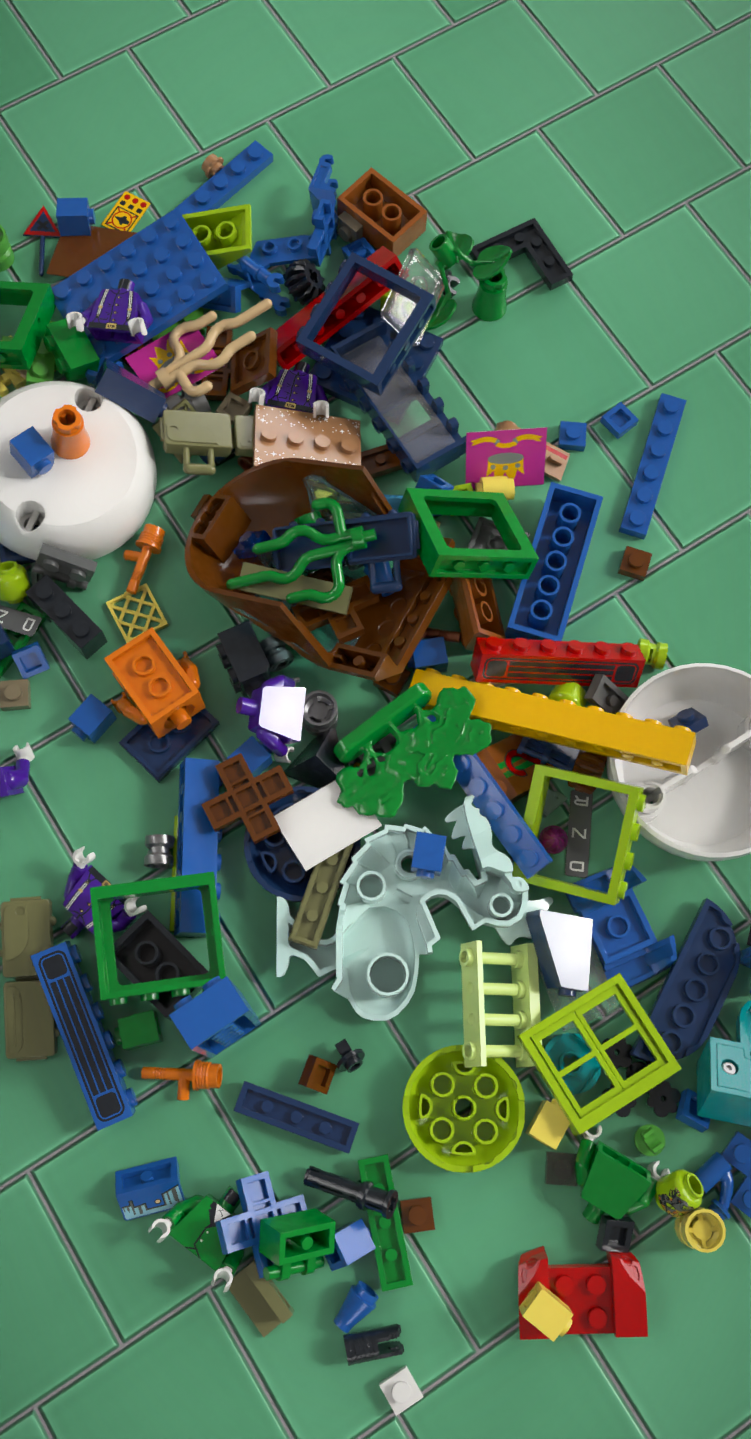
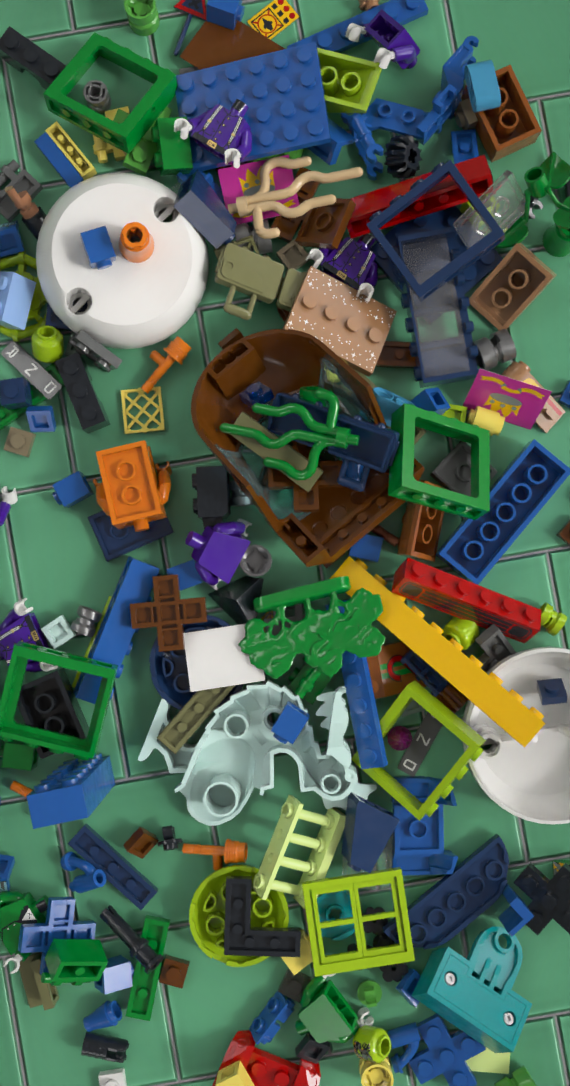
camera: 30 degrees right, 15 degrees up
(132, 871) = (58, 632): none -> light aqua plate
(247, 183) = (391, 38): none -> dark purple torso
(273, 1146) = (92, 878): none -> blue plant
(354, 190) = (482, 86): none -> dark azure beam
(426, 1039) = (232, 851): none -> orange piece
(431, 808) = (308, 682): none -> green brick
(463, 359) = (511, 287): none -> medium nougat slope
(475, 416) = (497, 348): none -> flat silver wheel
(480, 1128) = (253, 941): none -> black plate
(548, 1233) = (265, 1026): none -> blue hinge

